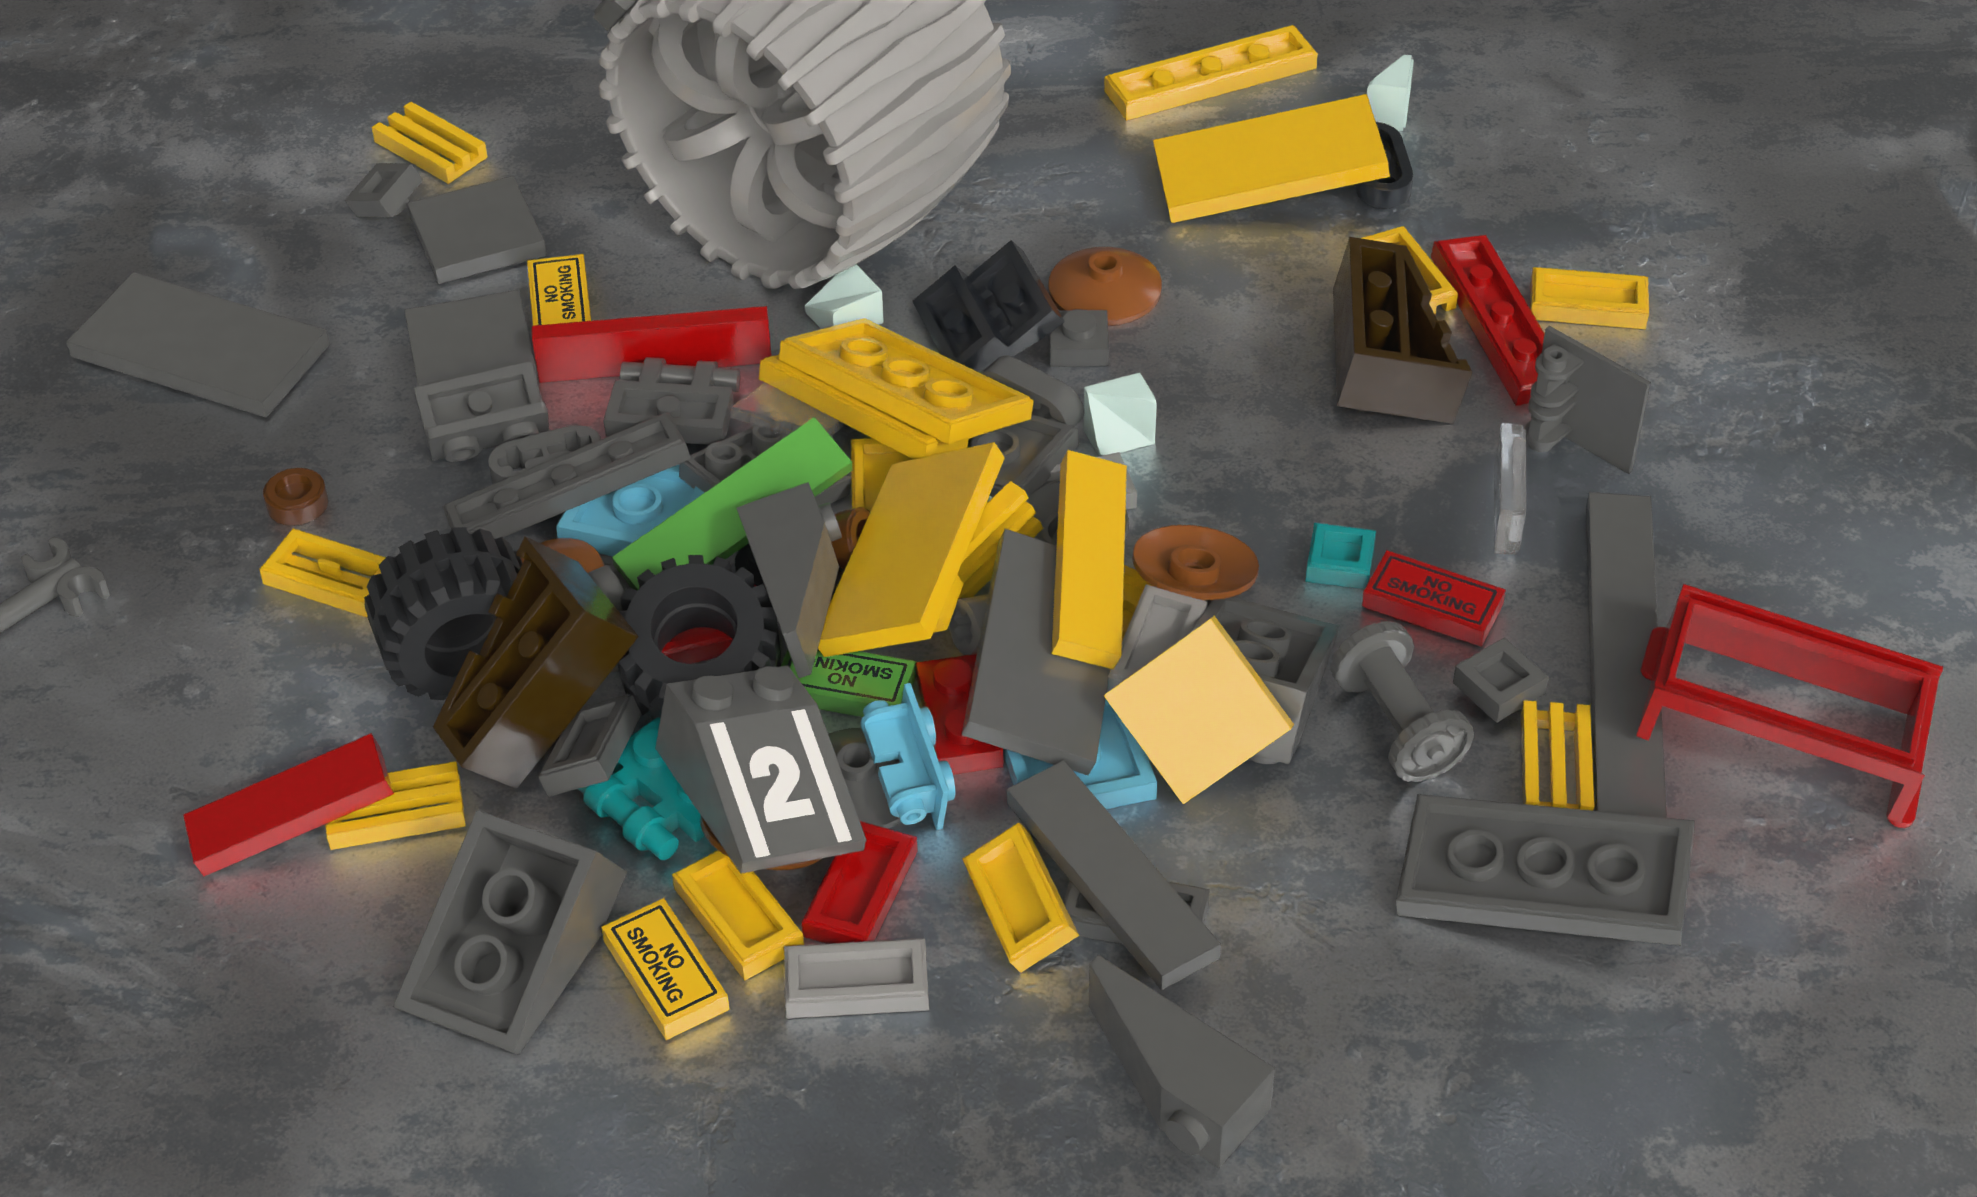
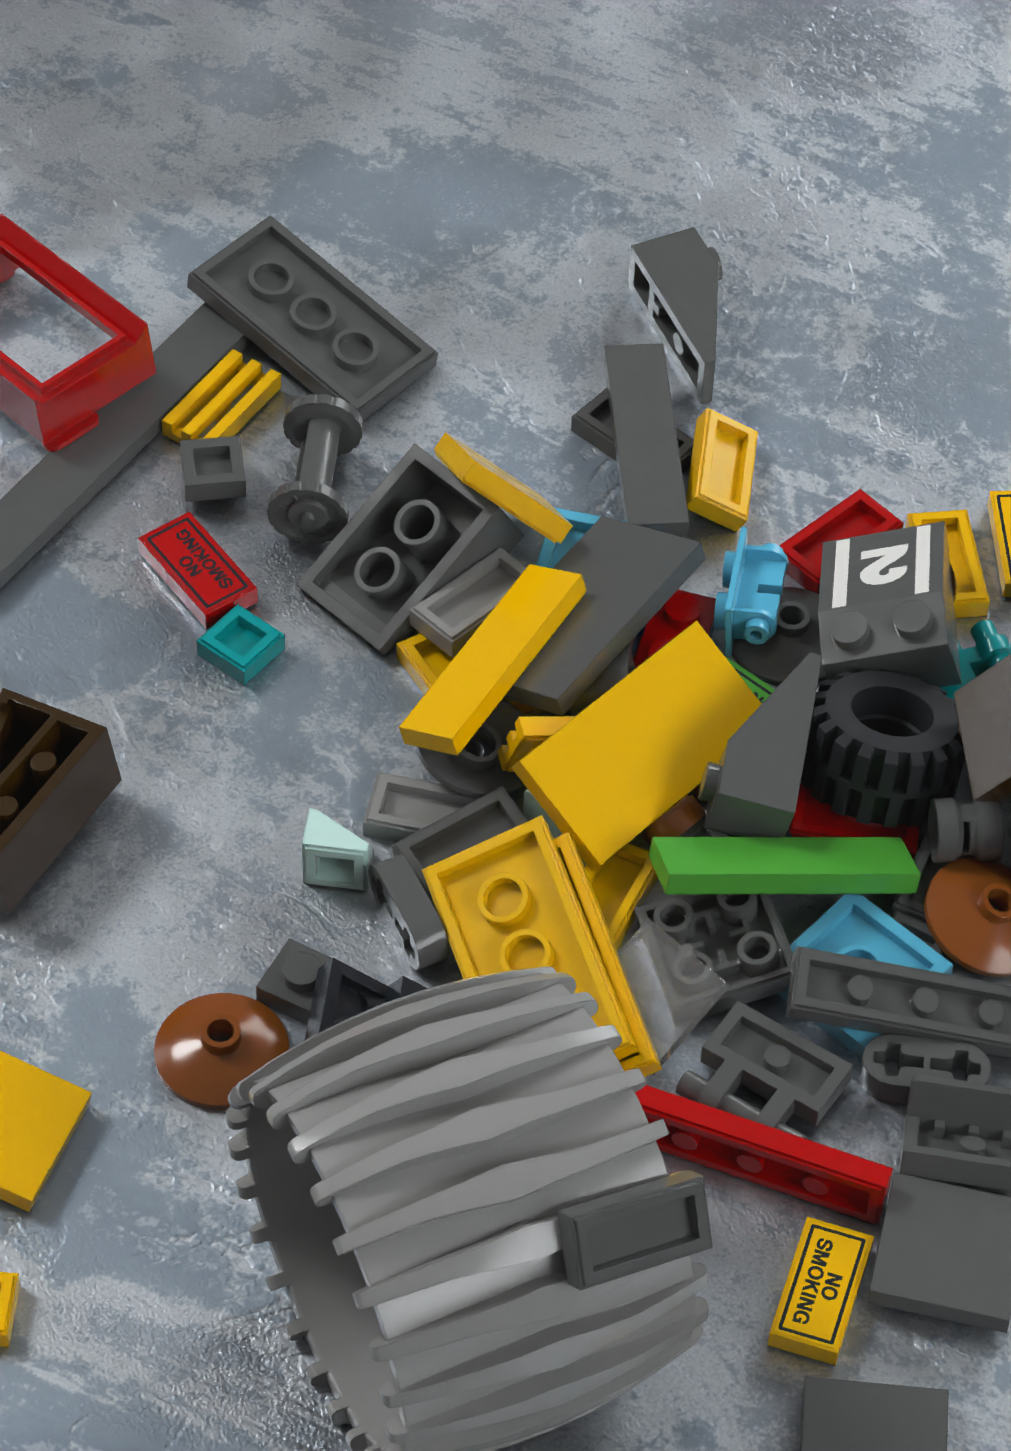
camera: 155 degrees left, 5 degrees up
(856, 978) = (890, 478): light grey tile -> none
(1195, 562) = (381, 641): dark orange dish -> none
(1509, 489) = (51, 616): clear tile -> none

